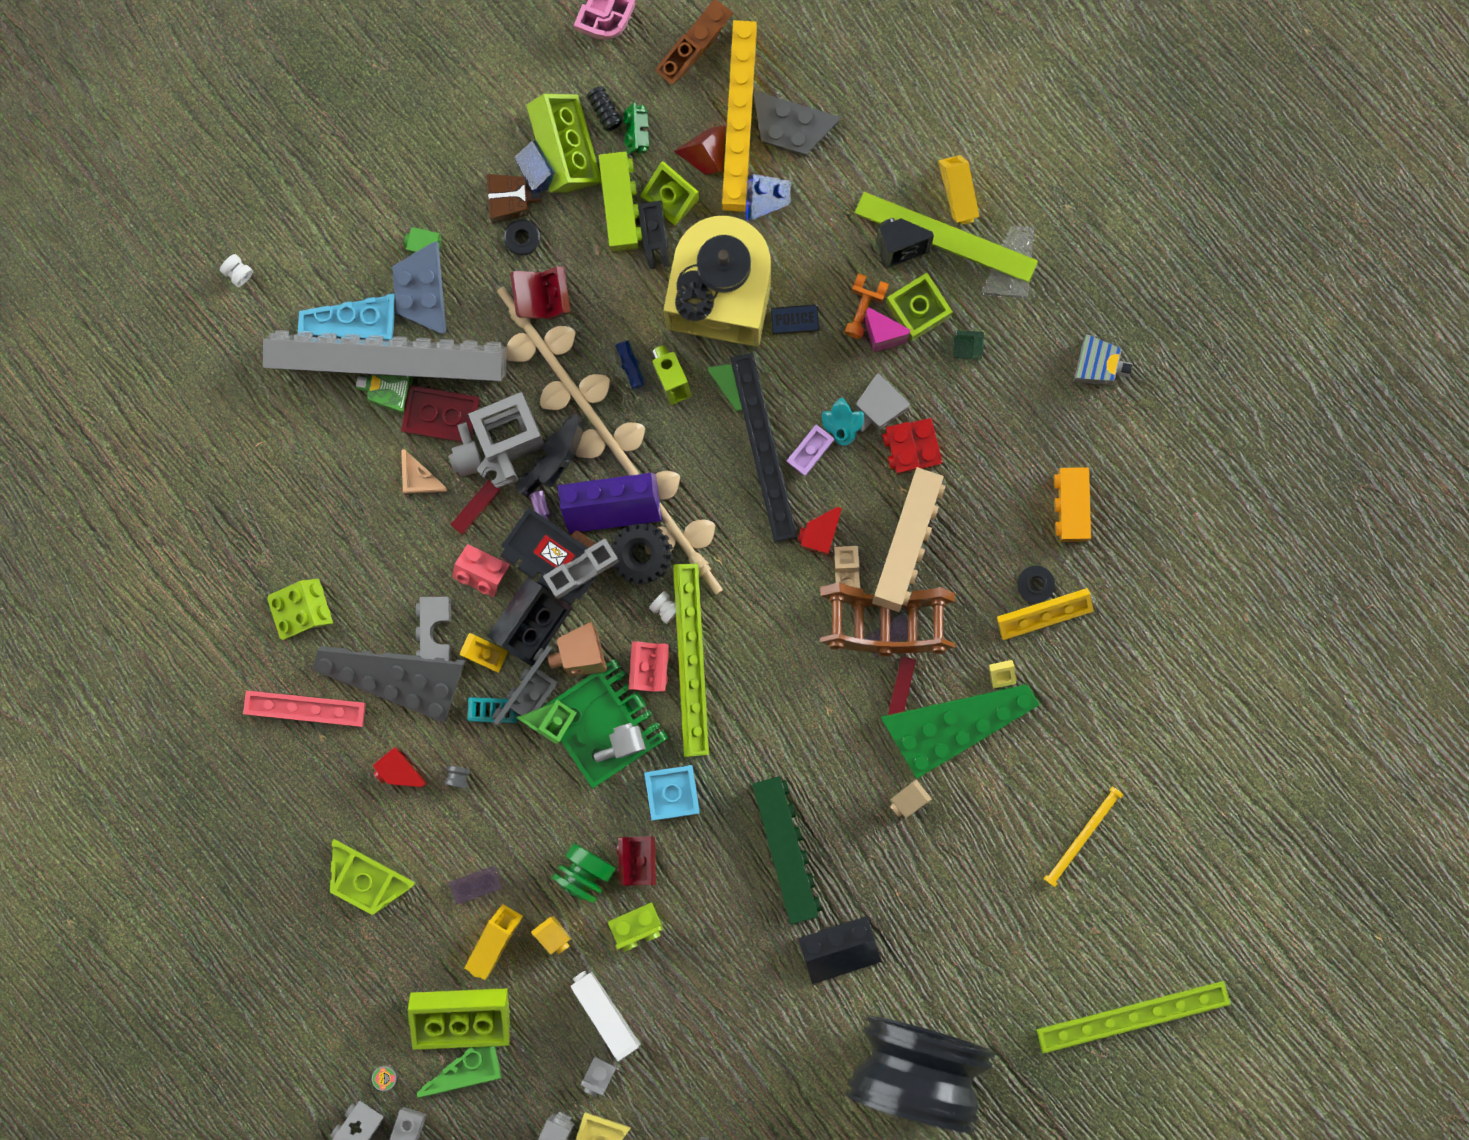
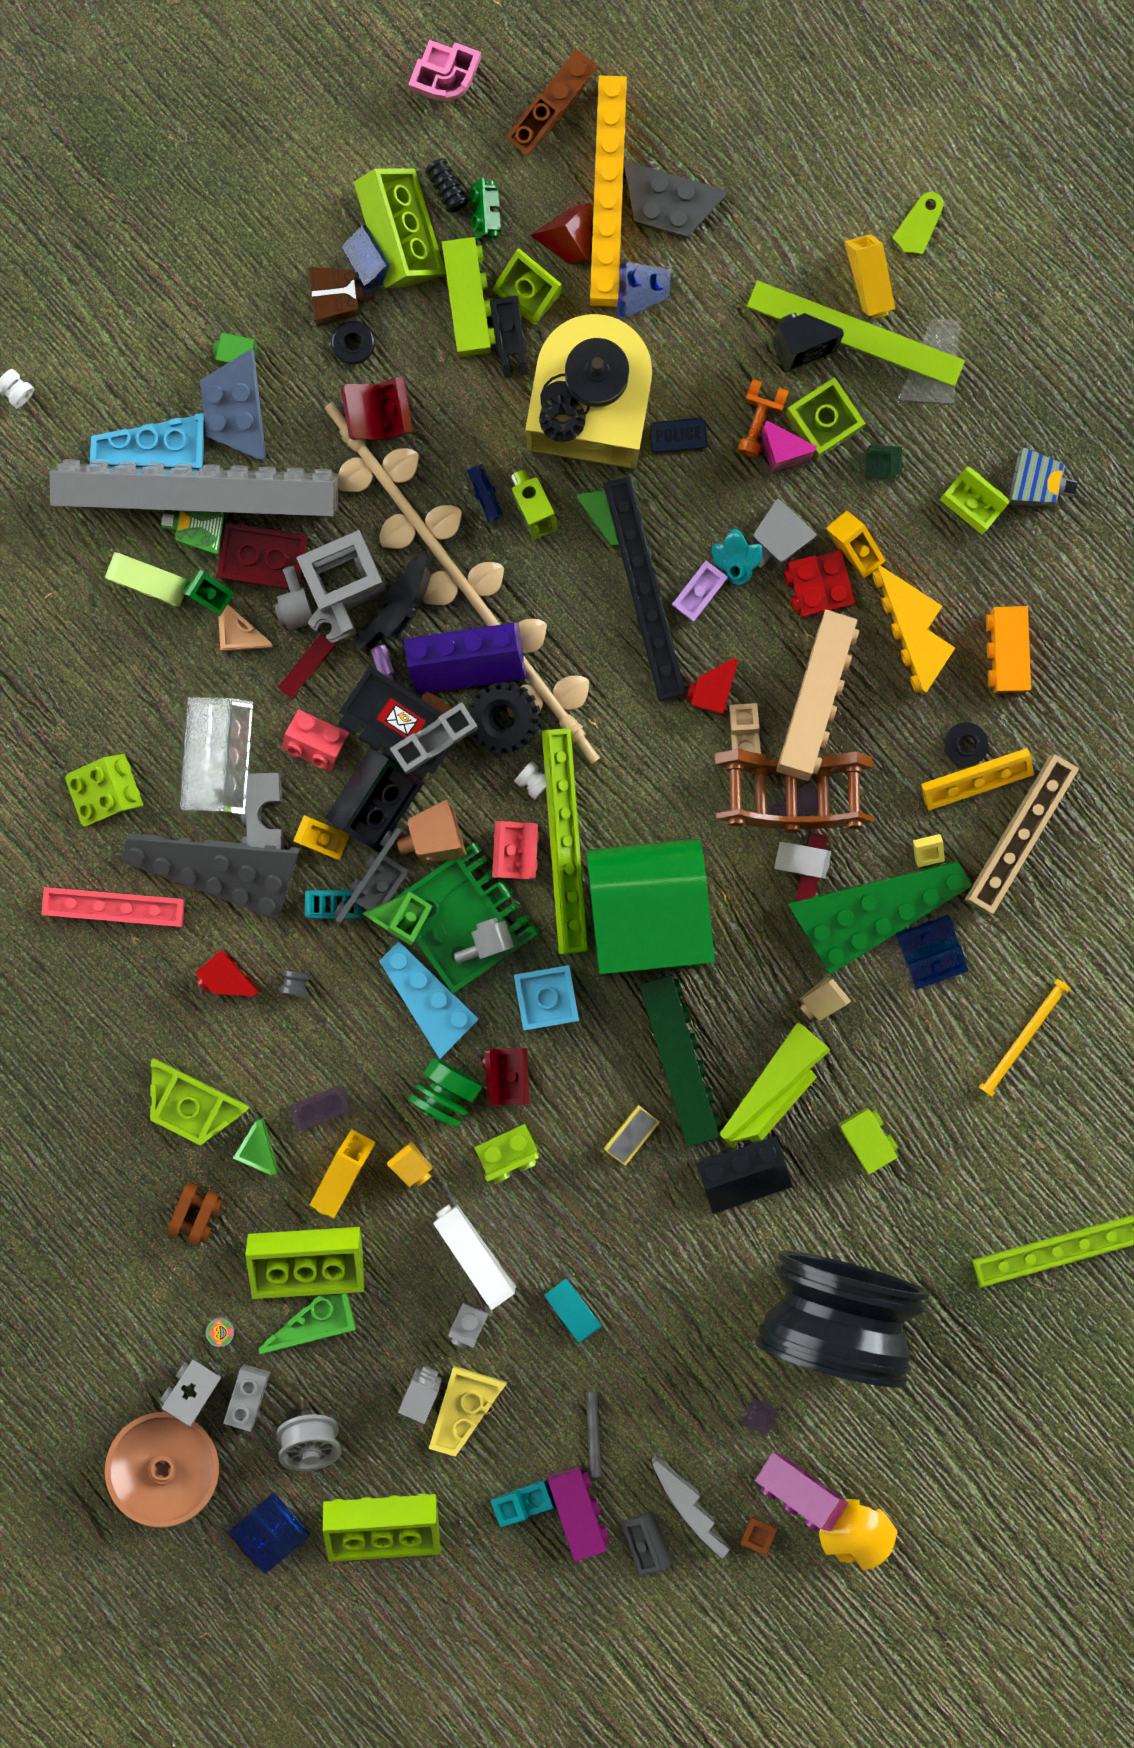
camera: 10 degrees left, 5 degrees up
(342, 432) = (146, 579): none -> yellowish green beam
(368, 989) = (208, 1207): none -> dark orange brick
(393, 443) = (208, 592): none -> green slope
(396, 581) = (216, 755): none -> clear brick
(421, 919) = (257, 1149): none -> bright green slope
(572, 794) = (431, 1003): none -> medium azure wing
(689, 1066) = (573, 1311): none -> teal slope
(743, 914) = (631, 1135): none -> flat silver slope
(761, 716) = (650, 906): none -> green brick
(868, 875) = (776, 1088): none -> lime wedge
(894, 679) = (802, 860): none -> light grey slope
(943, 412) = (855, 543): none -> yellow slope
(947, 922) = (868, 1140): none -> lime brick
(991, 474) = (912, 617): none -> yellow slope
(1001, 147) = (919, 224): none -> lime piece
(1004, 761) = (932, 952): none -> clear blue slope
(1045, 377) = (975, 500): none -> lime bracket
(1081, 661) = (1021, 834): none -> tan brick

